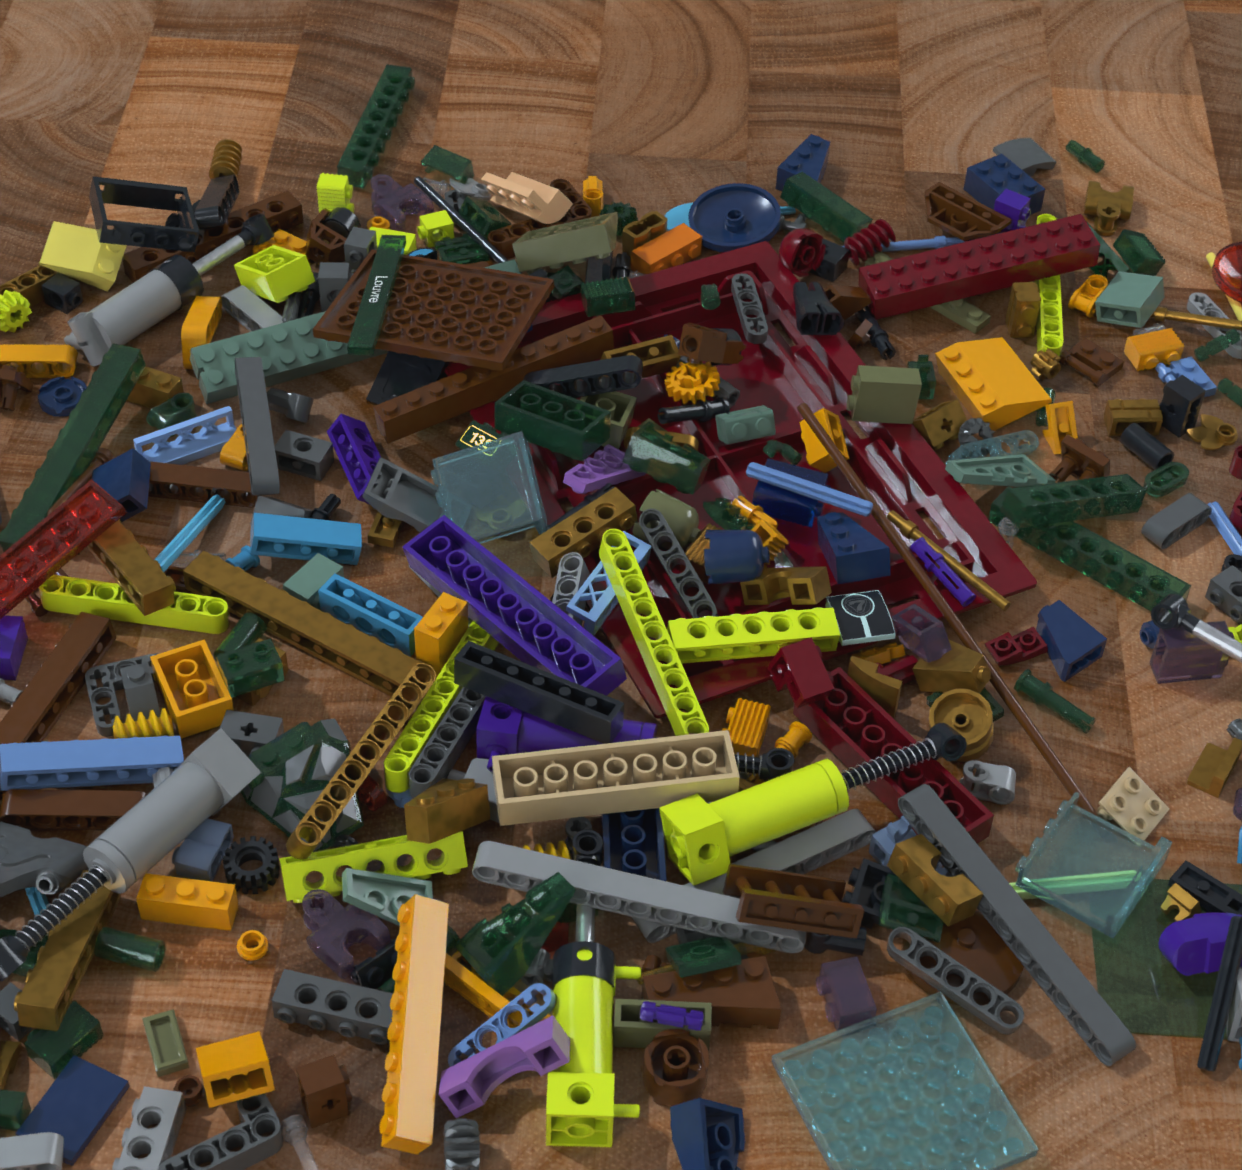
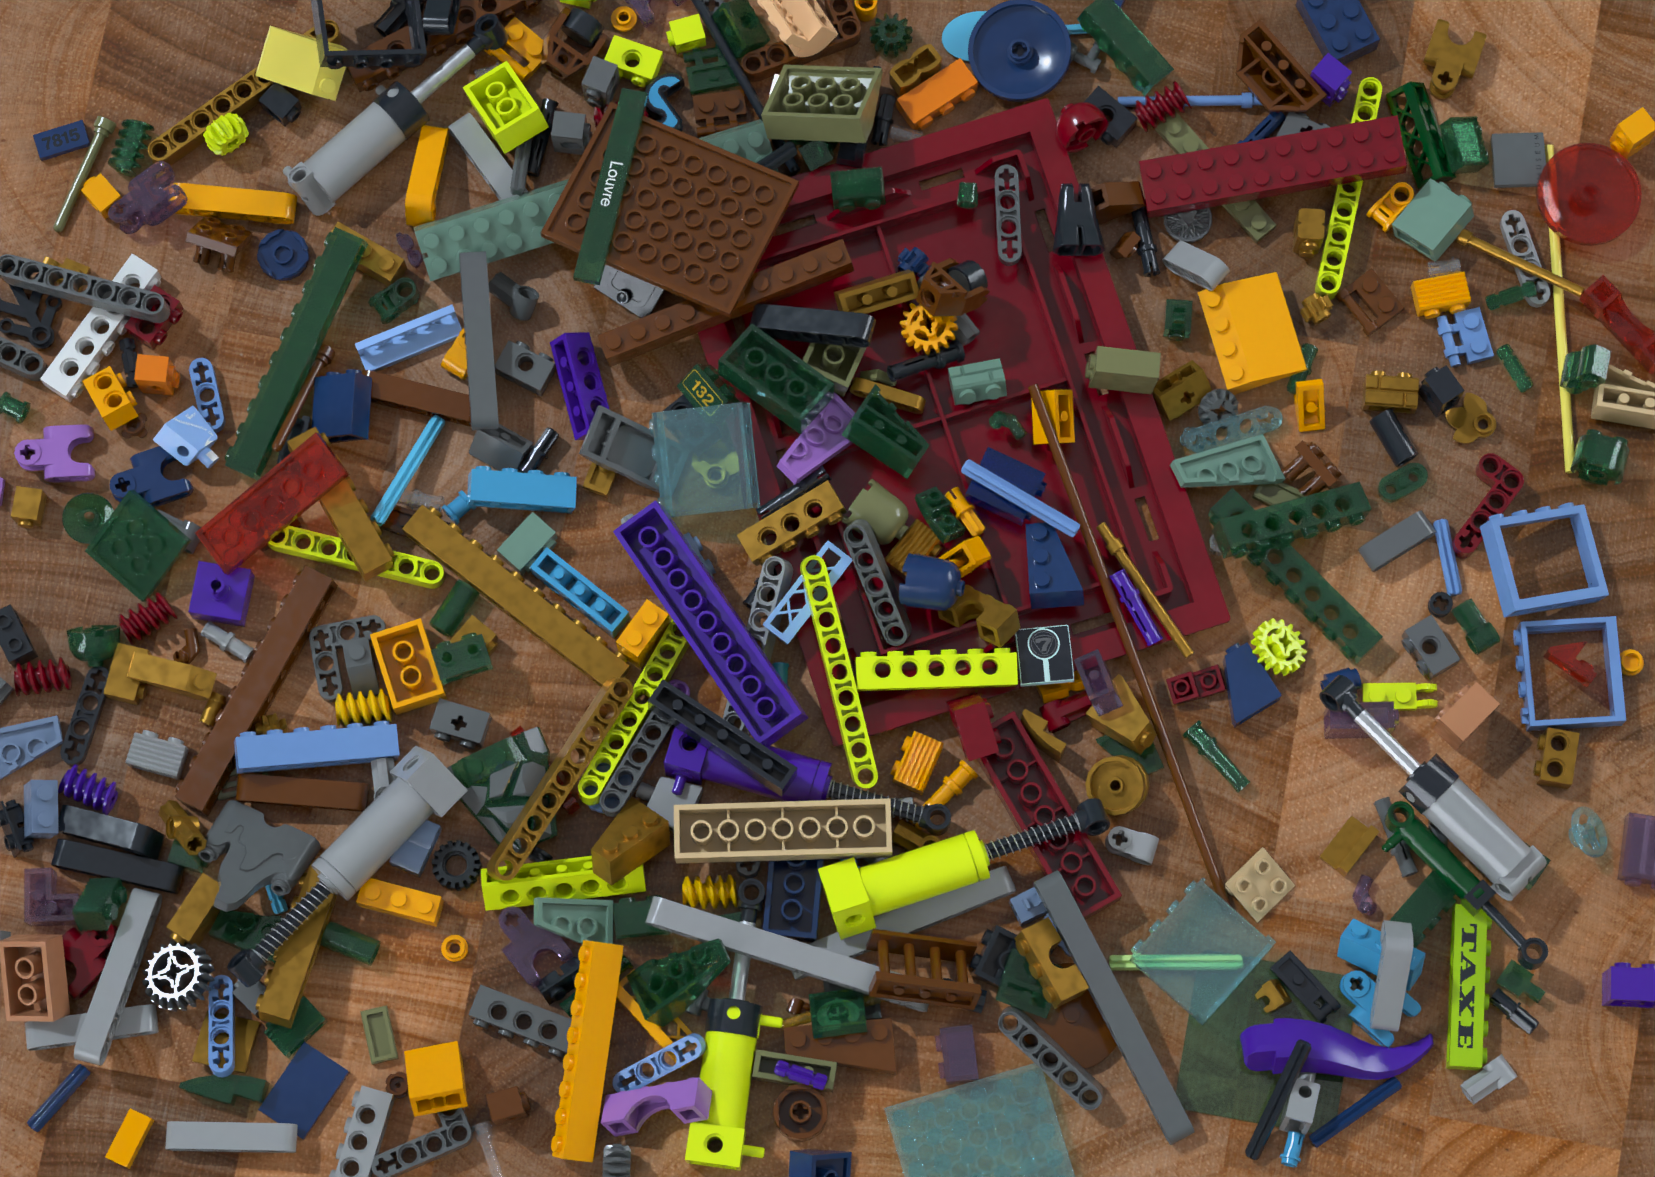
camera: 10 degrees right, 30 degrees up
(191, 388) = (407, 244): none -> clear purple piece
(465, 893) = (631, 918): none -> clear green brick
(912, 322) = (1188, 225): none -> dark grey wheel
(928, 336) = (1196, 265): none -> light grey beam
(1090, 604) = (1278, 647): none -> neon yellow gear
(1188, 263) = (1517, 159): none -> dark grey slope

